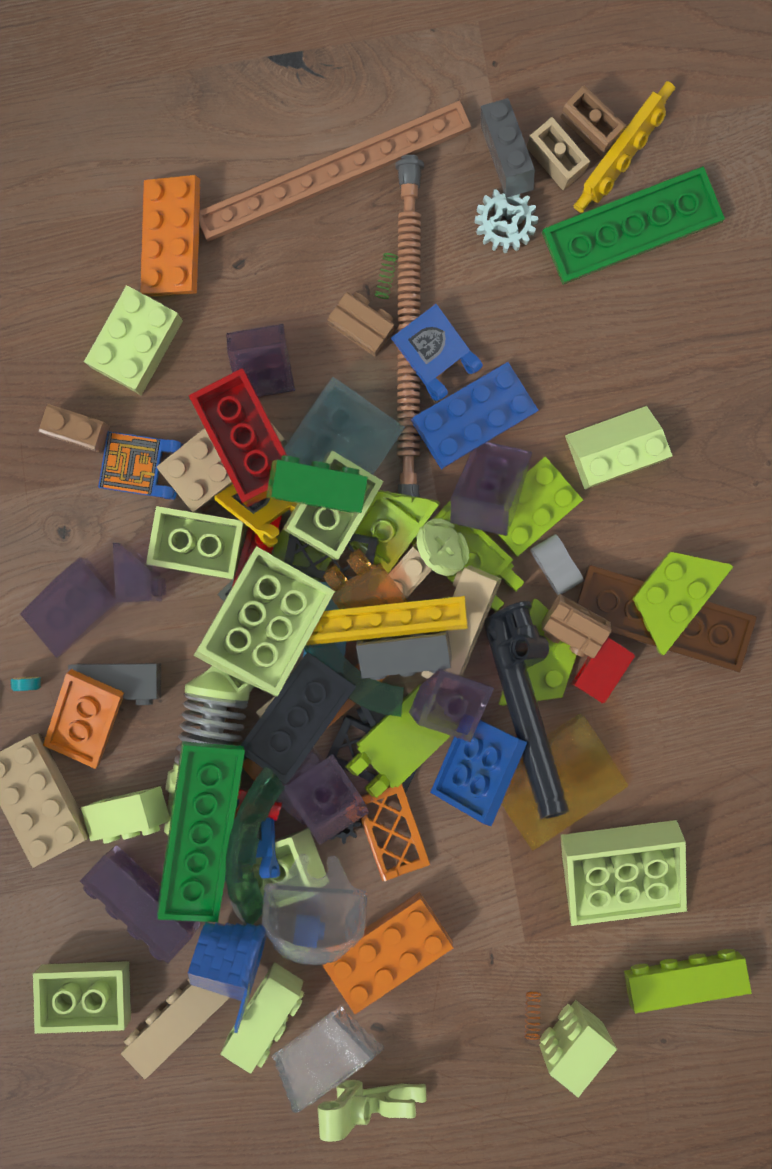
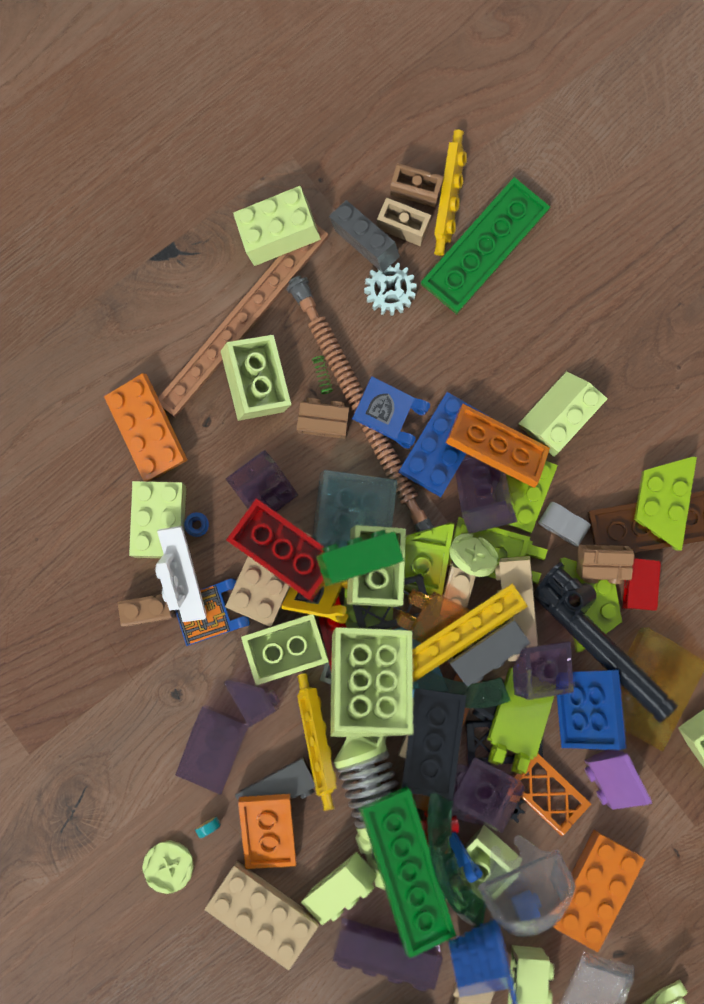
camera: 30 degrees left, 5 degrees down
(123, 409) = (178, 575): none -> white bracket
(166, 360) = (188, 524): none -> blue plate
(177, 663) = (316, 742): none -> yellow plate
(312, 241) = (255, 377): none -> yellowish green brick
(419, 88) = (276, 226): none -> yellowish green brick
(466, 853) = (616, 780): none -> medium lavender slope
(529, 445) = (498, 445): none -> orange plate

